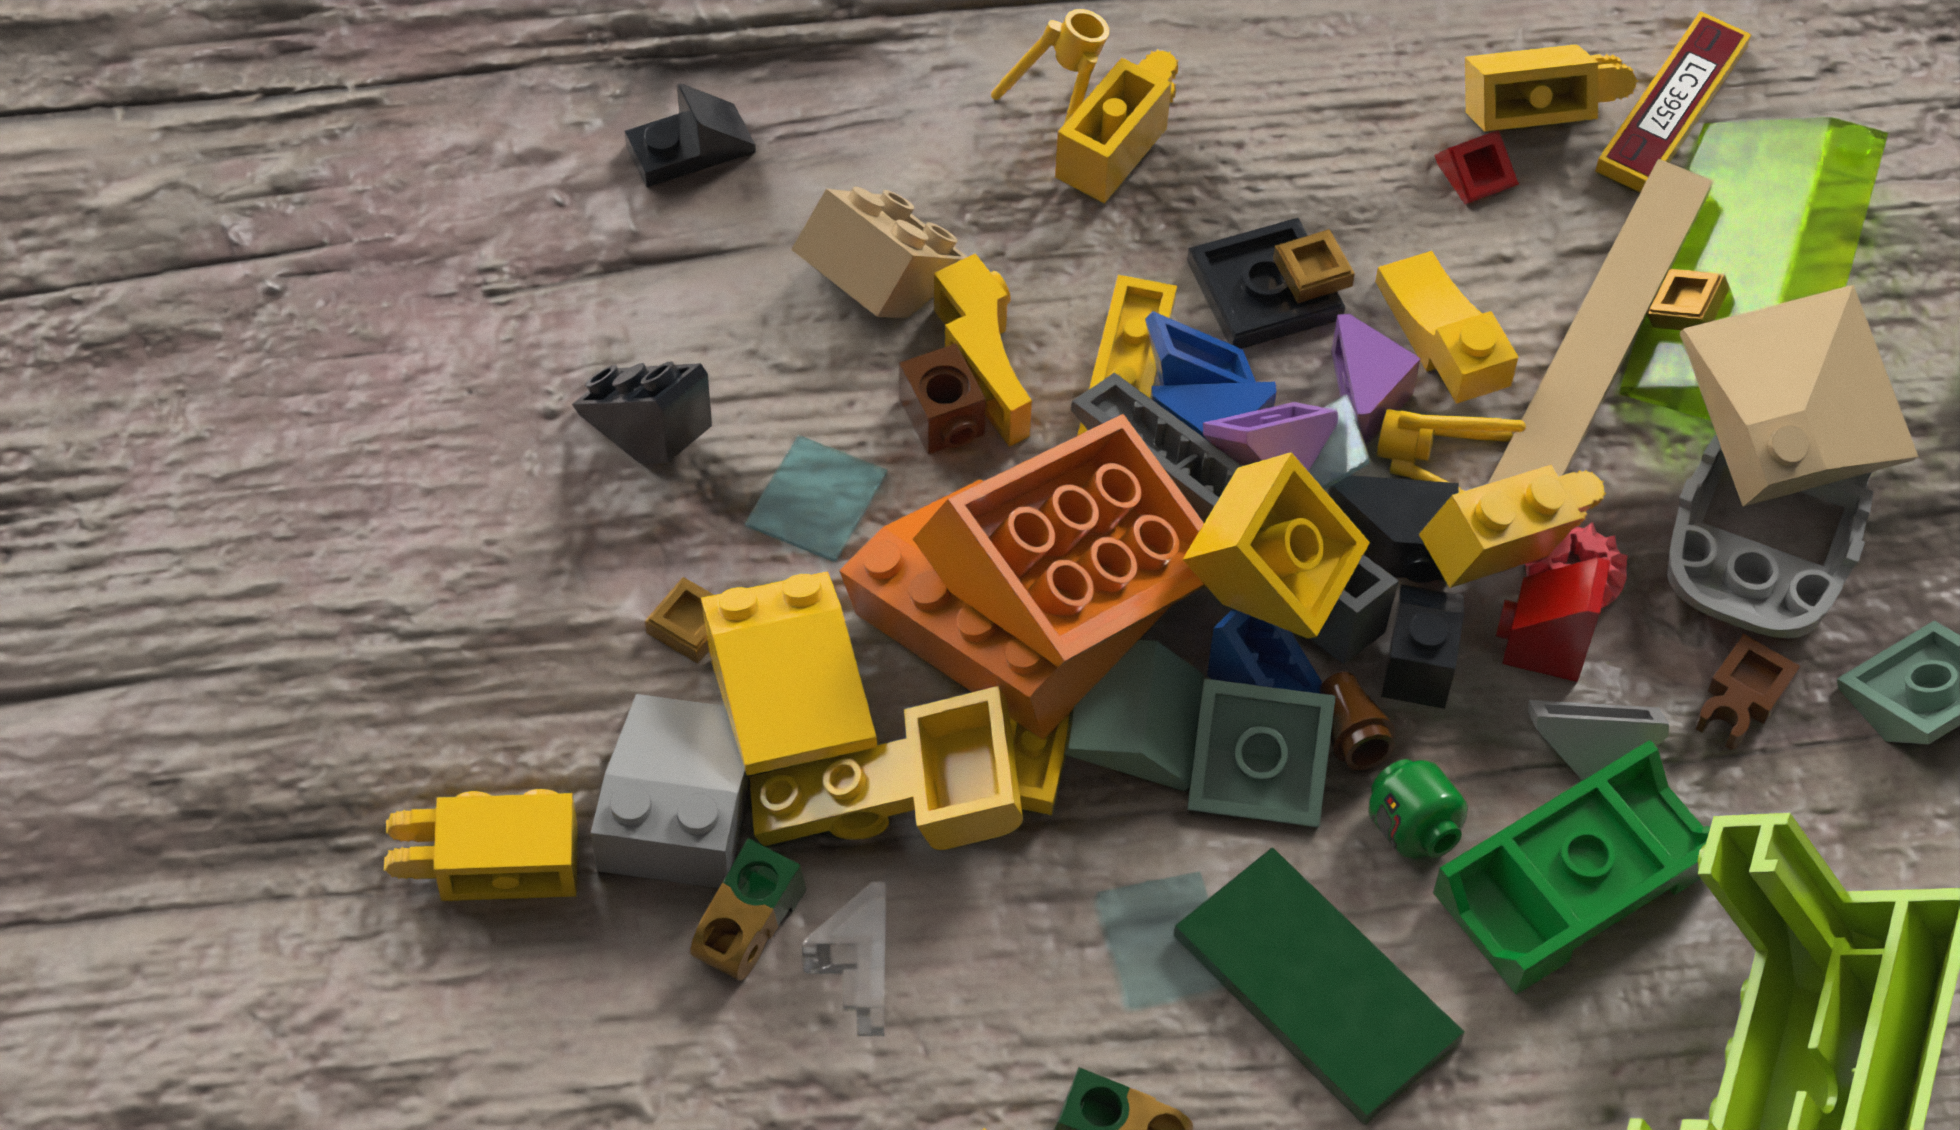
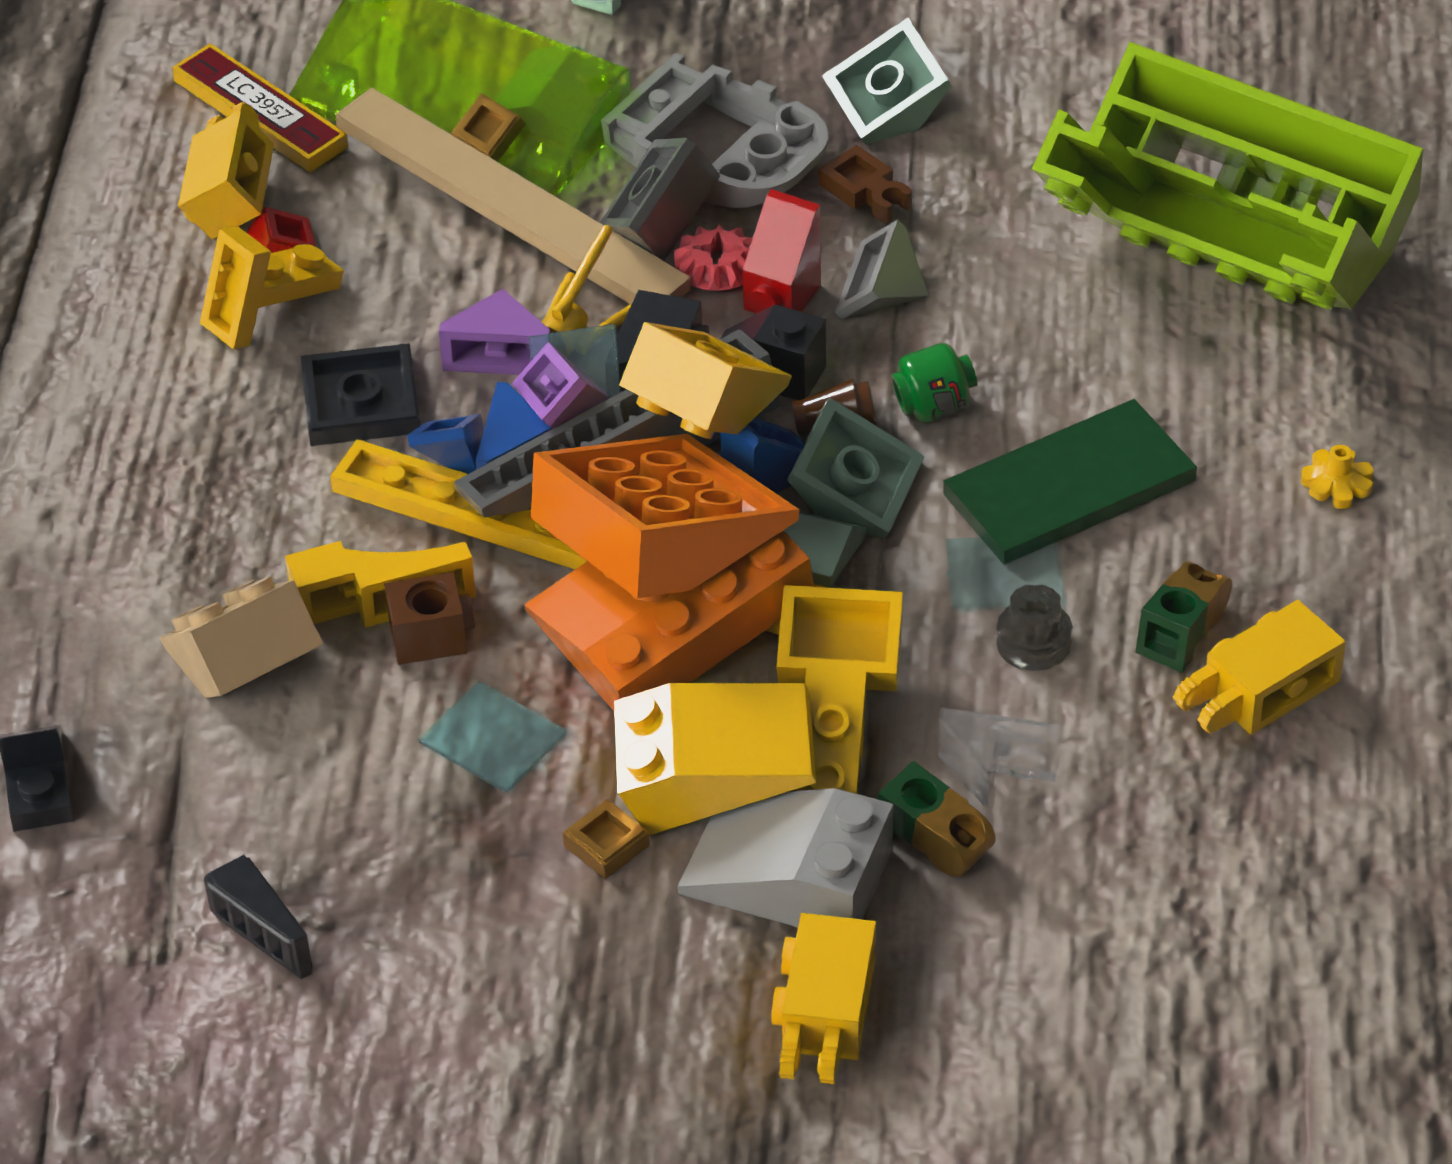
camera: 75 degrees left, 10 degrees down
(528, 348) = (252, 908): none -> black slope
(649, 408) = (378, 819): black slope -> none
(1073, 992) = (1034, 629): none -> clear smoke piece
(1077, 48) = (80, 438): yellow plant -> none
(1116, 125) = (164, 443): yellow hinge -> none
(1313, 266) = (366, 348): pearl gold tile -> none
(1387, 160) = (252, 277): none -> yellow bracket
(1446, 328) = (451, 284): yellow slope -> none
(1508, 522) = (702, 257): yellow hinge -> none
(1573, 867) = (1012, 303): green piece -> none
(1640, 483) = (662, 195): none -> dark grey slope
(1798, 395) = (631, 71): tan slope -> none

